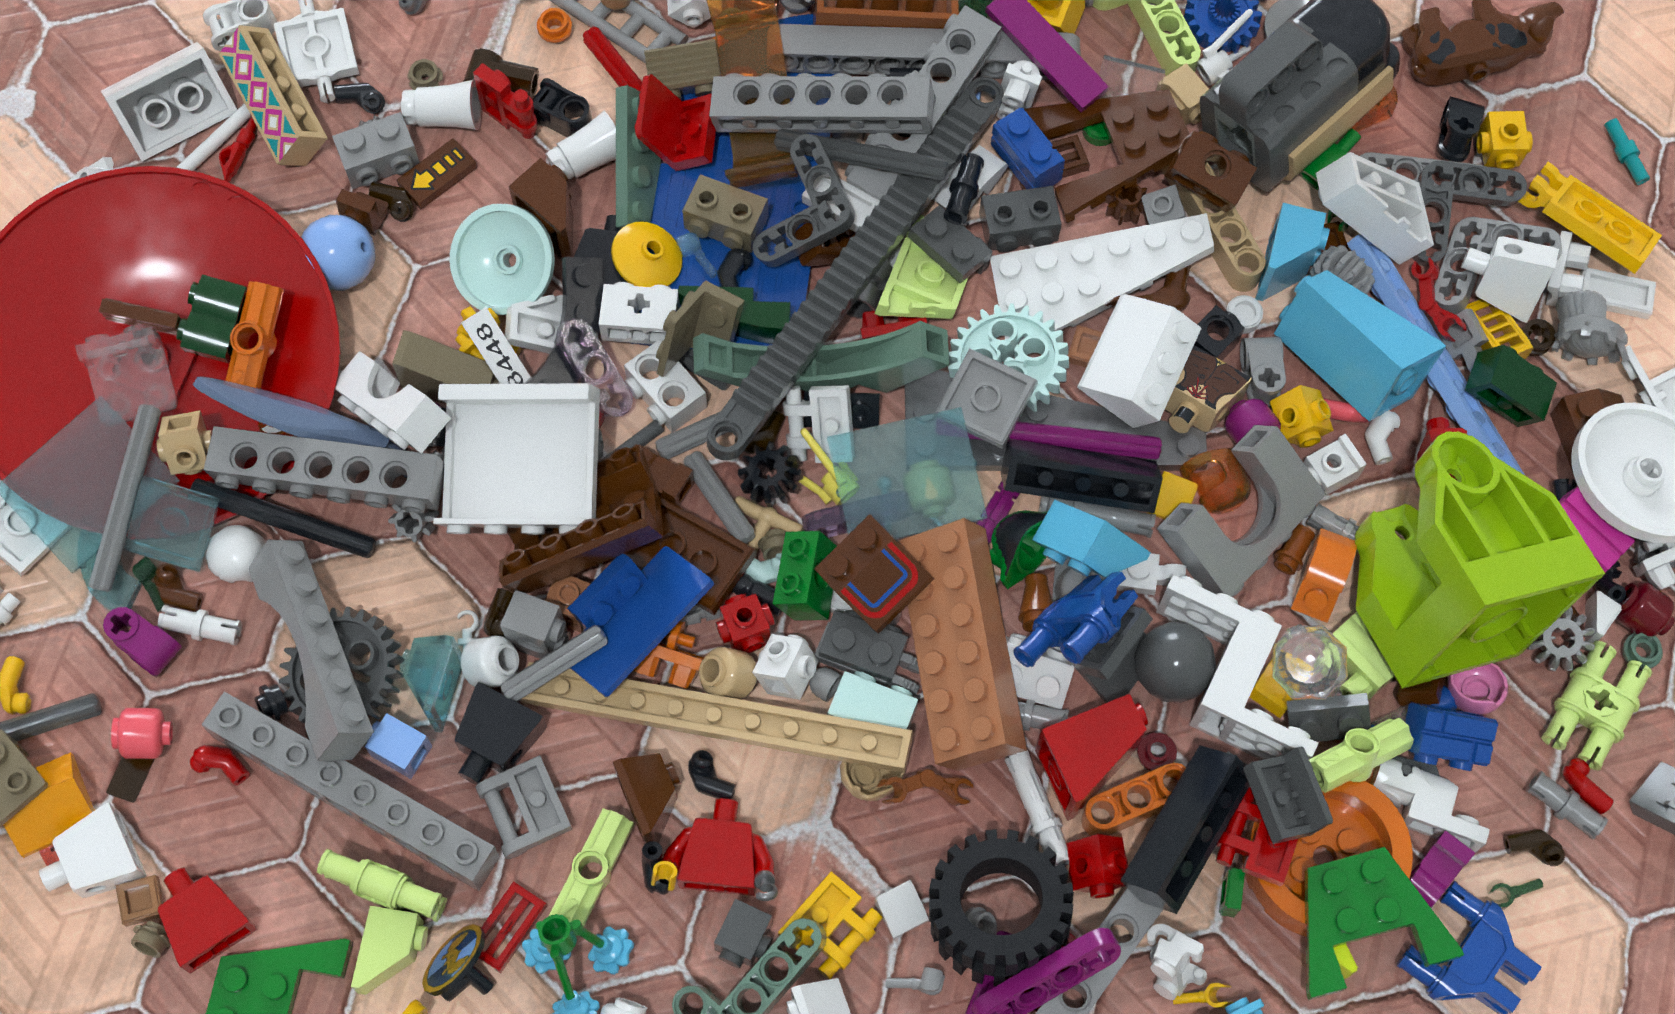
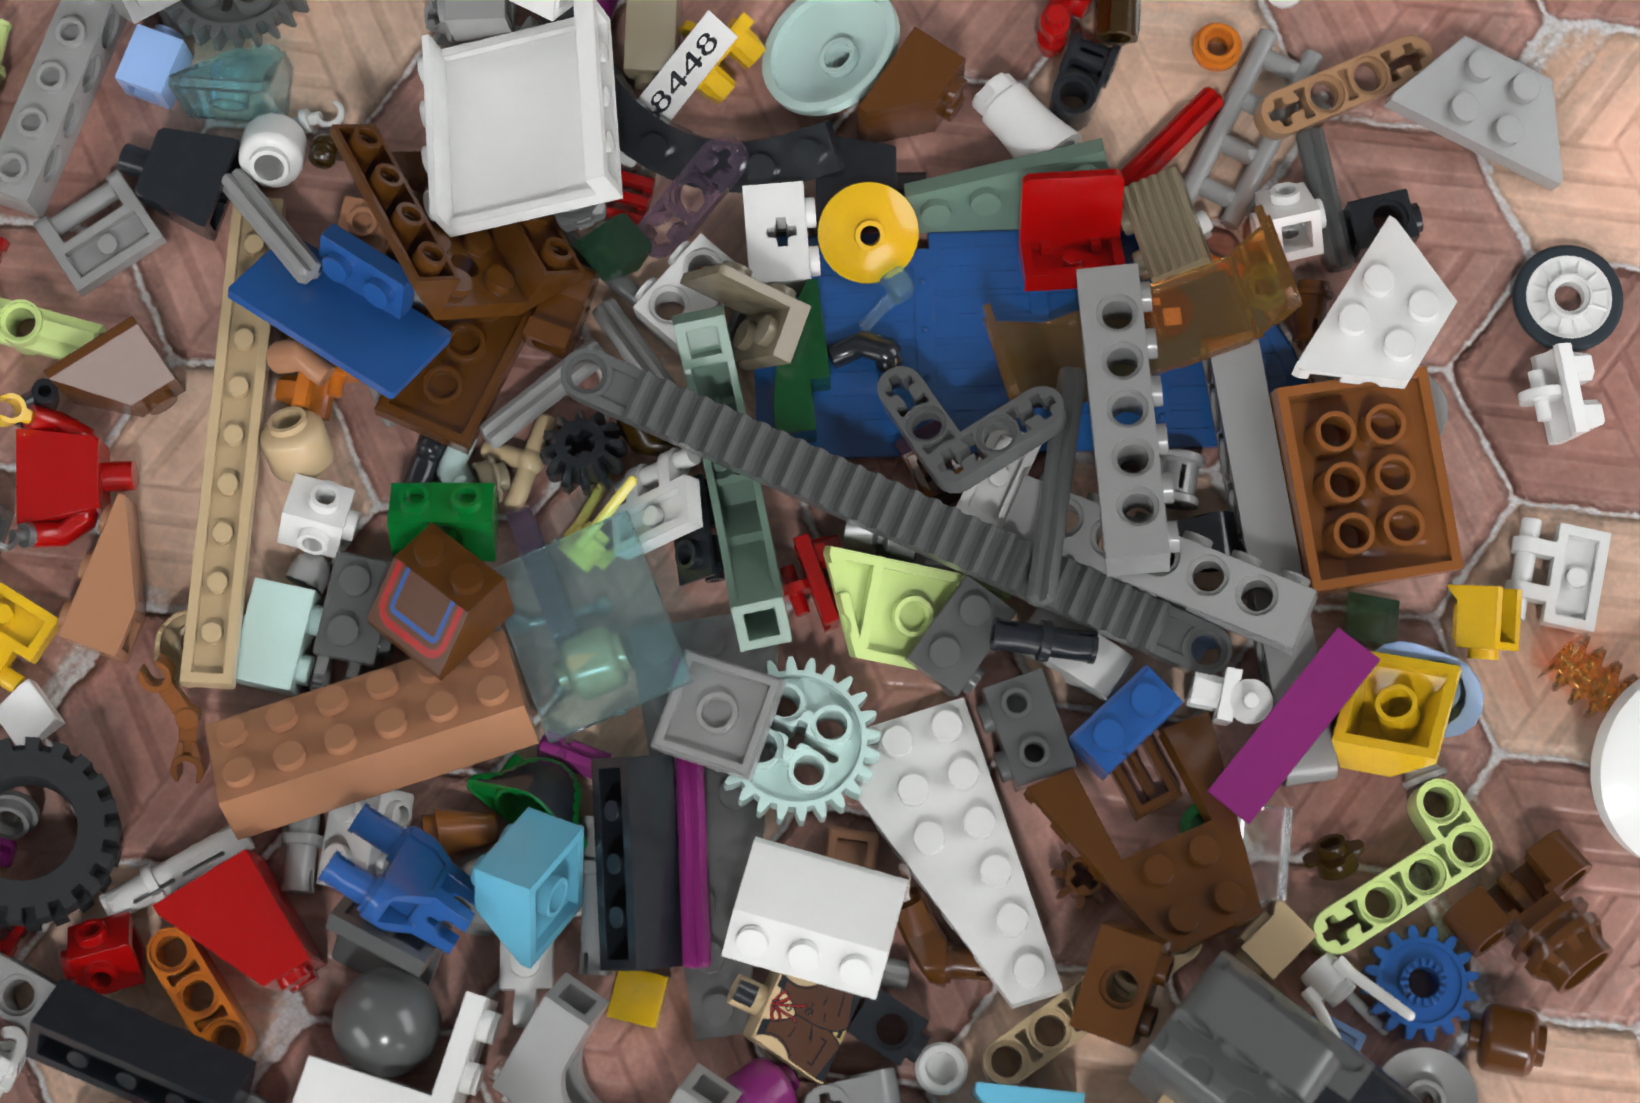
camera: 85 degrees right, 10 degrees up
(534, 323) = (745, 107): white wing -> none
(534, 625) = (315, 189): light grey brick -> none
(620, 429) = (615, 248): none -> clear green slope
(662, 657) = (292, 357): none -> nougat arm
(705, 777) = (164, 447): black arm -> none
(725, 213) = (945, 318): dark tan brick -> none
(745, 635) = (379, 469): red brick -> none
(818, 829) = (111, 594): none -> nougat slope
(1132, 48) = (1334, 857): none -> dark brown plate
(1150, 761) = (291, 1017): dark red plate -> none
(1163, 205) = (1070, 934): light grey bracket -> none
(1222, 486) = (664, 1060): clear orange helmet -> none

